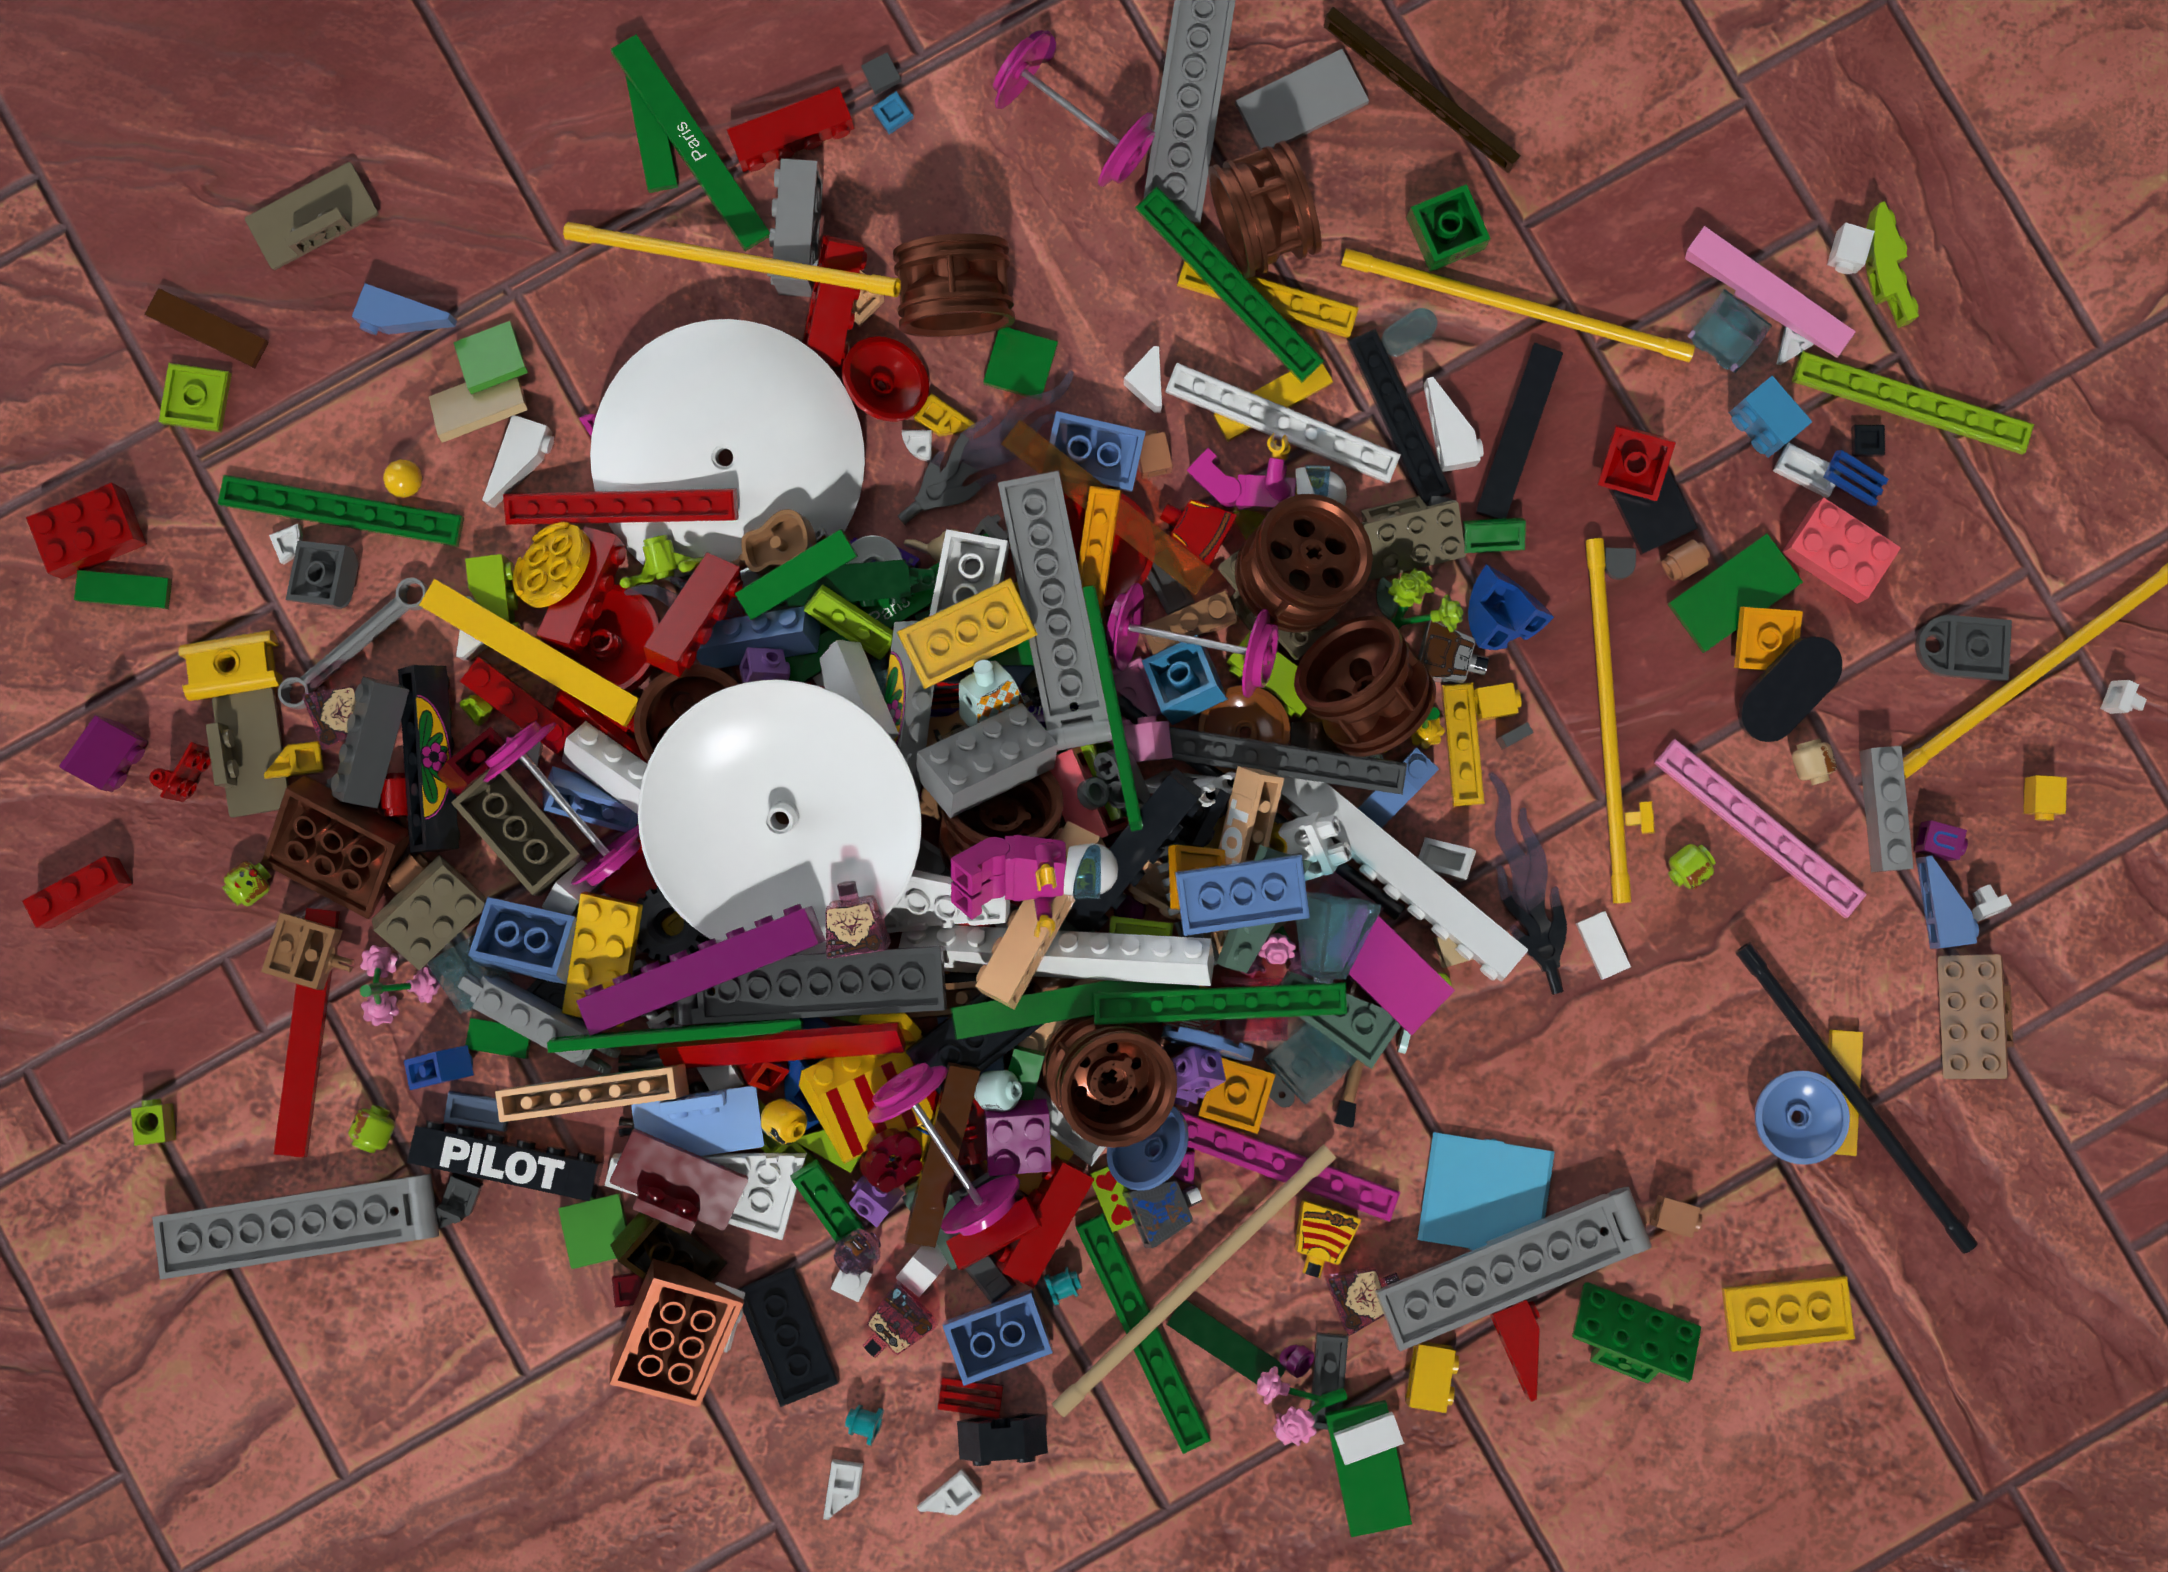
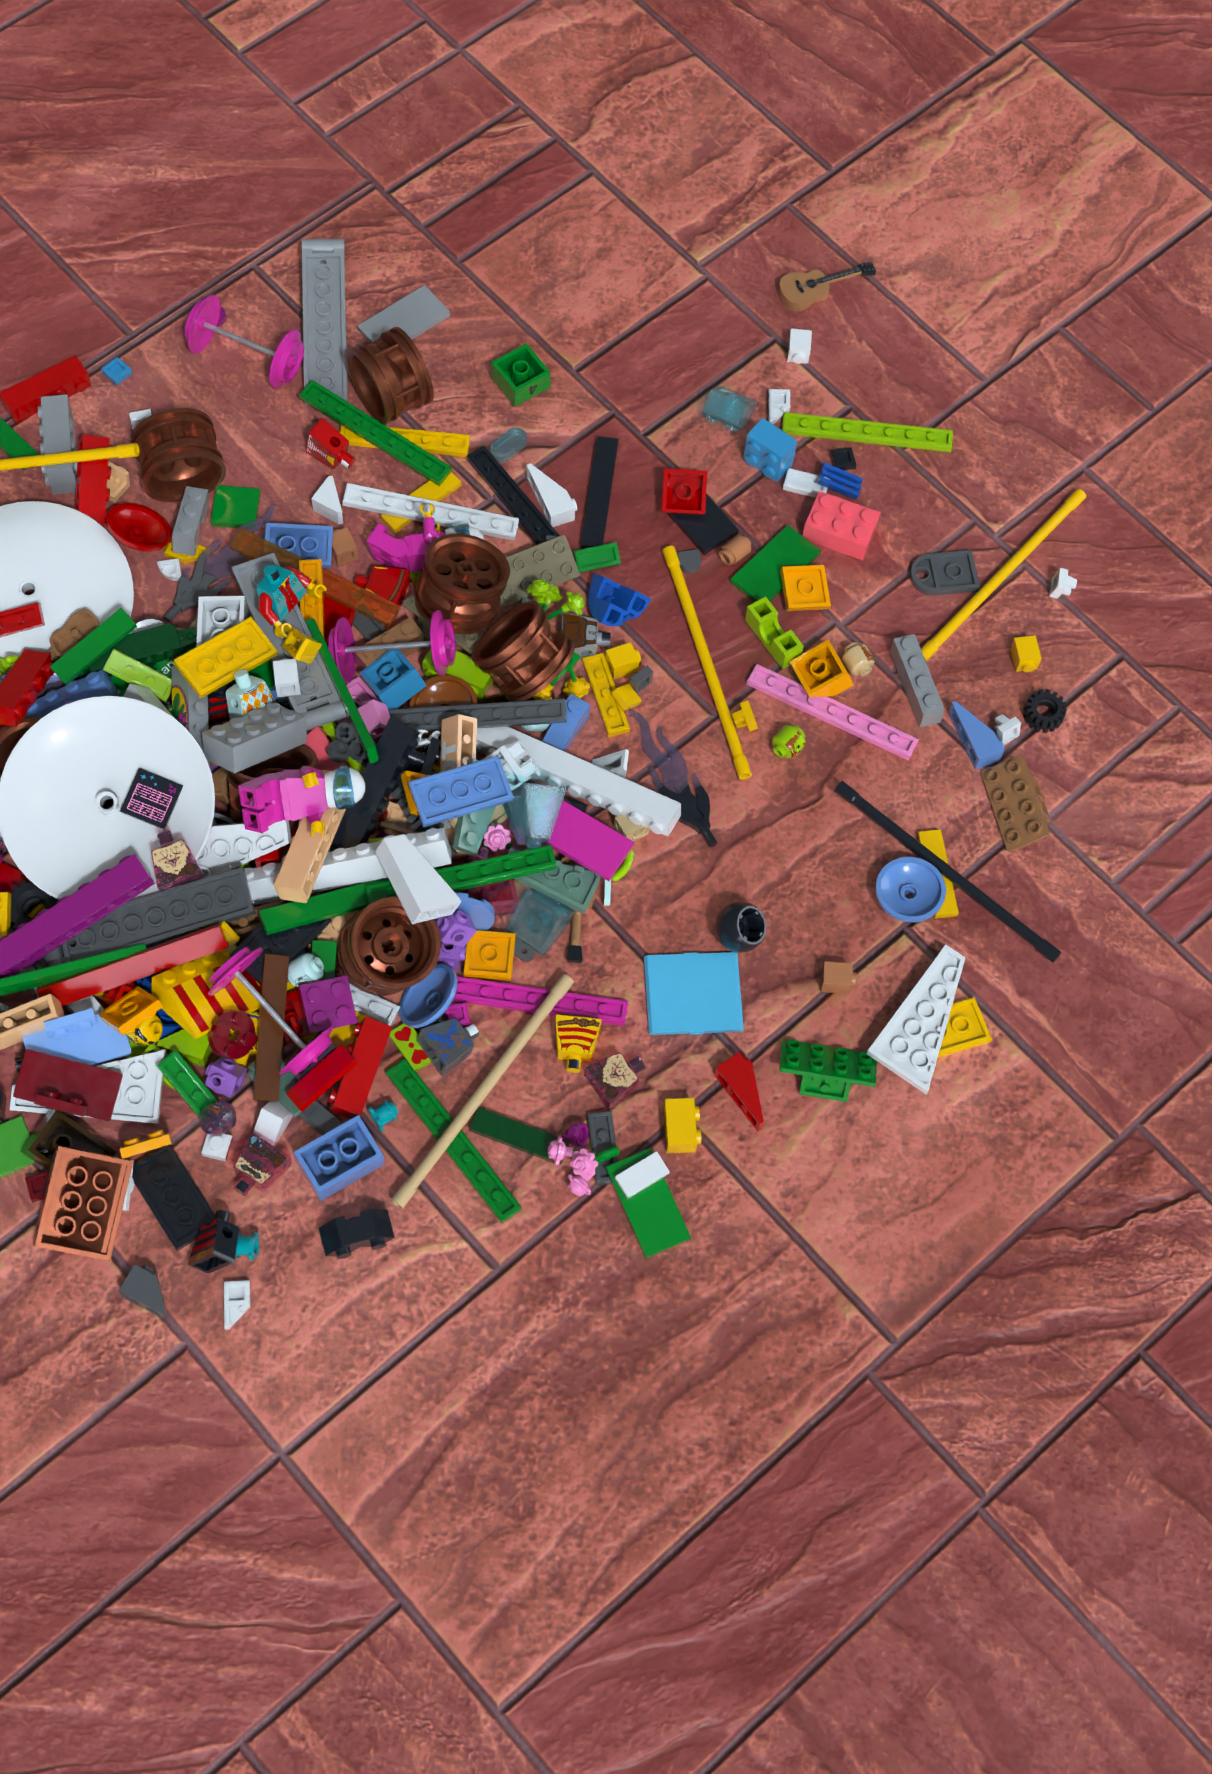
camera: 15 degrees left, 20 degrees down
(736, 1456) = (144, 1290): none -> dark grey slope
(763, 1273) = (135, 1146): none -> light orange plate
(769, 1103) = (130, 1010): none -> light orange plate
(829, 1418) = (215, 1244): none -> black torso
(839, 822) = (151, 799): none -> black tile
(881, 73) = (104, 348): dark grey tile -> none
(914, 203) = (138, 416): none -> white tile
(942, 1405) = (324, 1204): red tile -> none
(952, 1496) = (325, 1291): white tile -> none
(955, 380) = (190, 516): none -> light grey arch
(1043, 677) = (286, 677): none -> white brick
(1055, 549) = (281, 592): none -> torso
(1068, 634) = (301, 646): none -> yellow slope
(1156, 287) = (328, 446): none -> red torso
(1158, 1018) = (415, 880): none -> white slope
(1421, 90) = (484, 300): dark brown tile -> none
(1489, 757) = (626, 697): none -> yellow tile
(1514, 1268) = (723, 1032): light grey hinge -> none
(1567, 1128) = (740, 926): none -> black wheel
(1603, 945) = (738, 807): white tile -> none
(1666, 346) = (691, 425): yellow piece -> none
(1701, 687) = (764, 622): none -> lime arch
(1760, 773) = (822, 671): none -> light orange slope
(1764, 1309) = (917, 1029): none -> white wing
(1768, 292) = (748, 379): bright pink slope -> none
(1790, 688) = (829, 613): black tile -> none
(1874, 150) = (801, 290): none -> medium nougat piece
(1883, 273) = (825, 355): lime slope -> none
(1941, 841) = (963, 692): magenta brick -> none
(2065, 879) = (1050, 701): none -> black tyre

